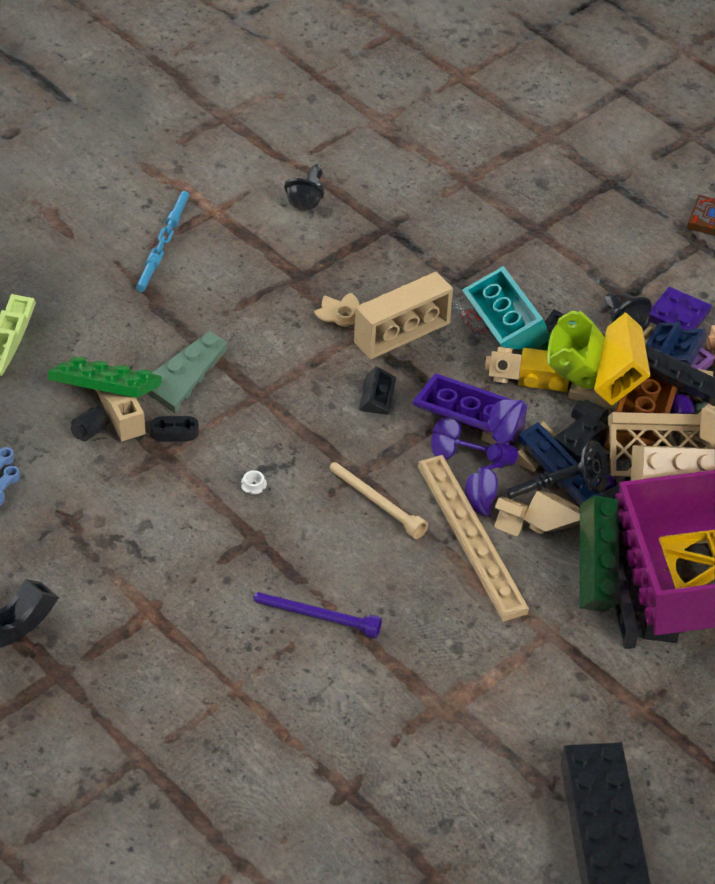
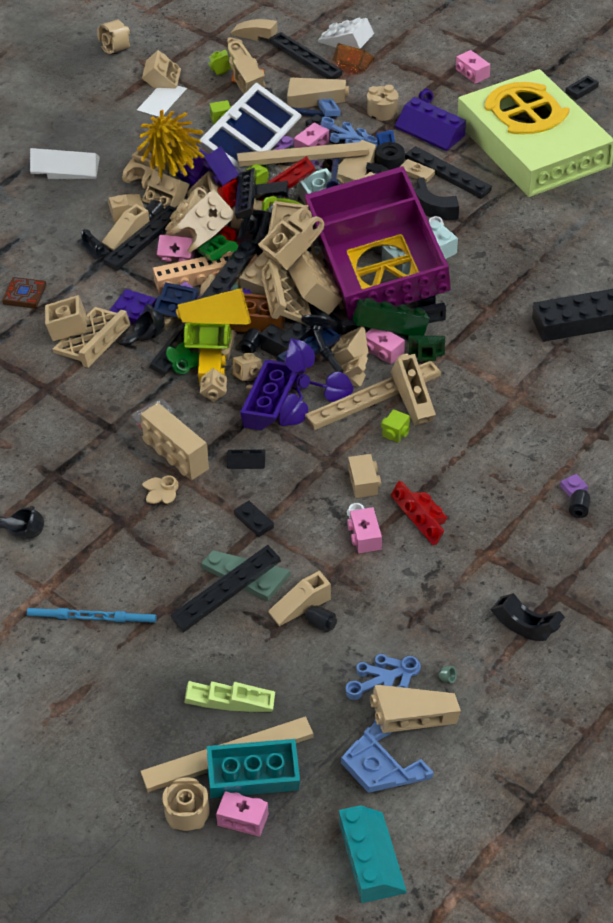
camera: 95 degrees left, 0 degrees up
(106, 378) = (277, 610): green plate -> none
(156, 341) = (225, 588): none -> black plate
(174, 428) = (305, 567): black beam -> none
(201, 726) = (579, 503): none -> black brick
(216, 484) = (365, 530): none -> bright pink brick
(237, 551) = (421, 511): none -> red bracket
(243, 733) = (572, 484): none -> medium lavender plate
(271, 387) = (253, 518): none -> black plate
(312, 495) = (363, 475): none -> tan brick
(369, 625) = (469, 432): dark purple piece -> none
(397, 543) = (395, 426): none -> lime brick
(414, 525) = (374, 422): tan piece -> none
(455, 562) = (412, 389): none -> tan slope
(507, 311) = (160, 383): teal slope -> none
(536, 397) = (246, 367): none -> tan brick
(549, 602) = (427, 347): none -> dark green brick
(560, 557) = (385, 345): none -> bright pink brick
(622, 280) = (99, 341): none -> tan fence
(644, 236) = (65, 318): none -> tan brick

